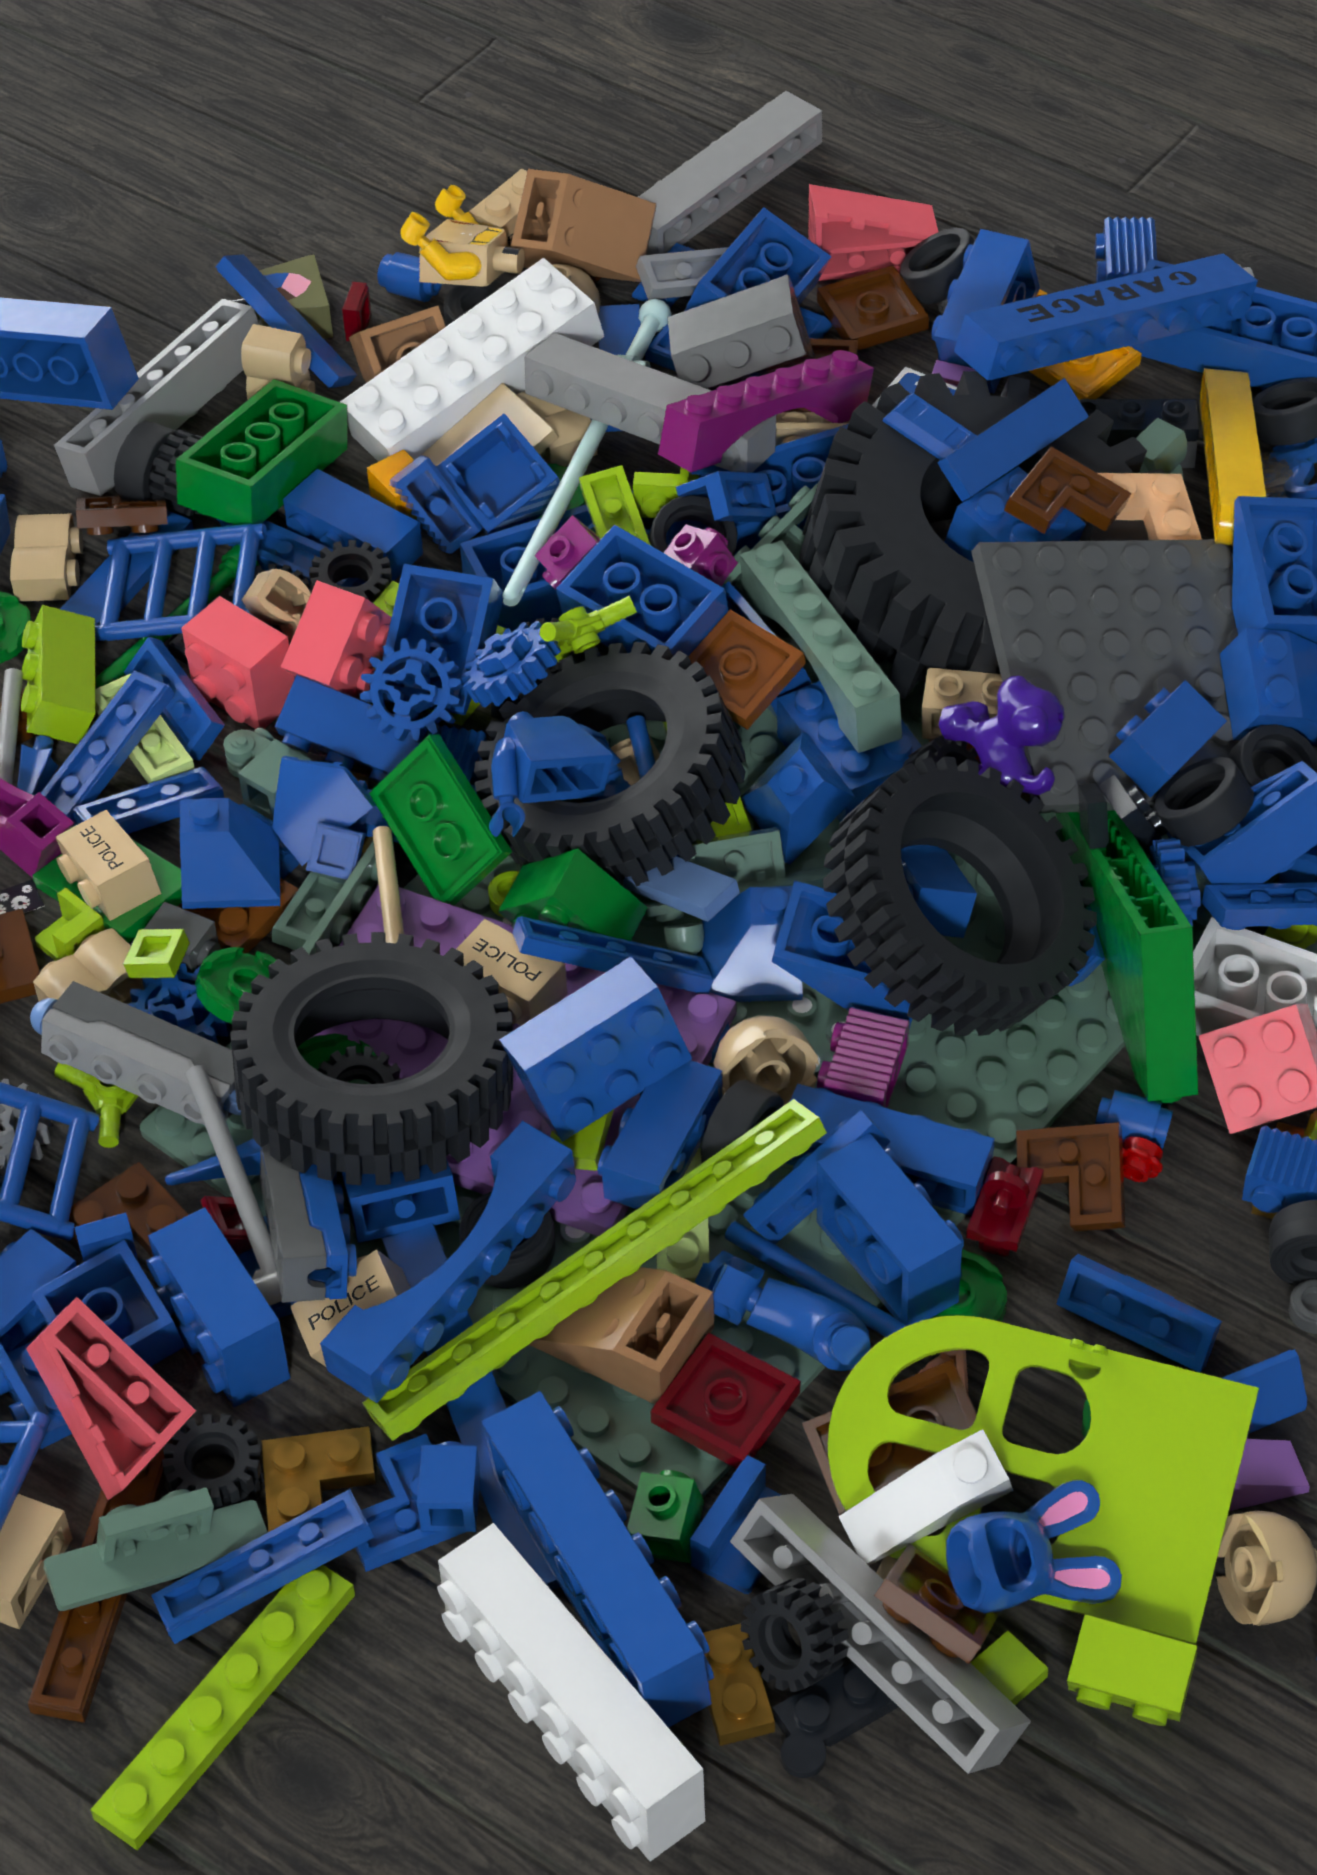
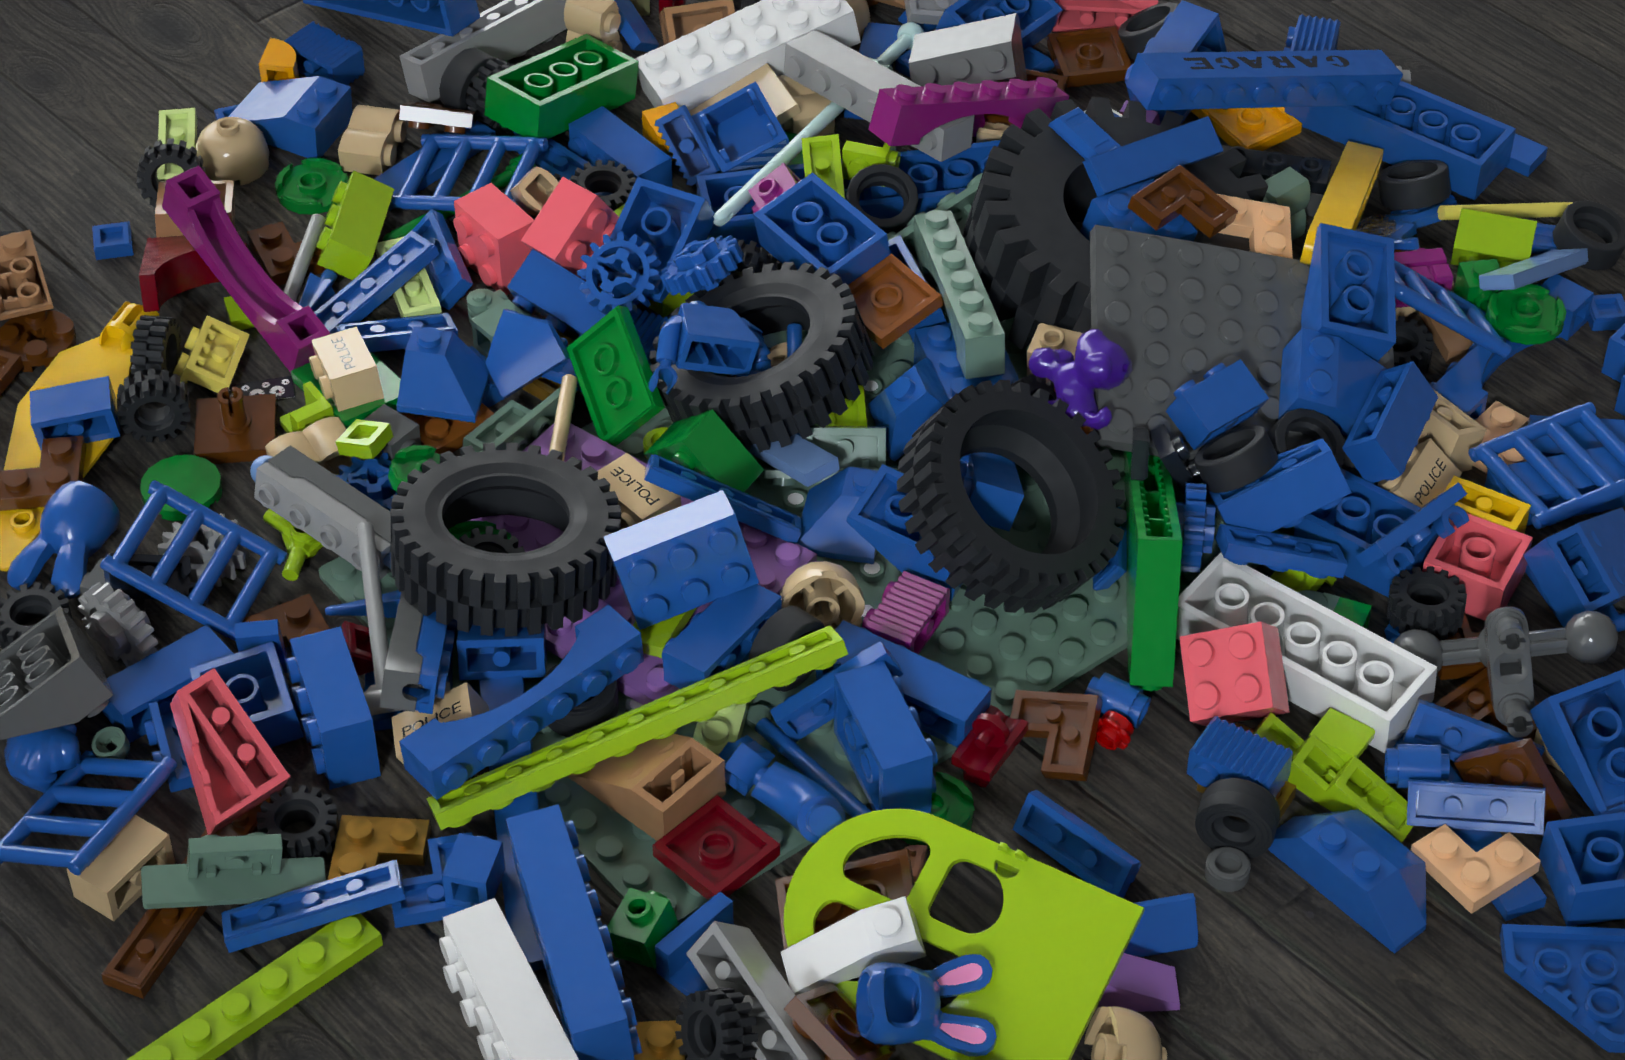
camera: 10 degrees right, 5 degrees down
(335, 850) = (528, 387): blue tile -> none
(579, 630) = (761, 247): lime piece -> none
(685, 937) = (790, 500): sand green hinge -> none
(703, 552) = (883, 208): magenta brick -> none
(734, 495) = (922, 170): blue panel -> none

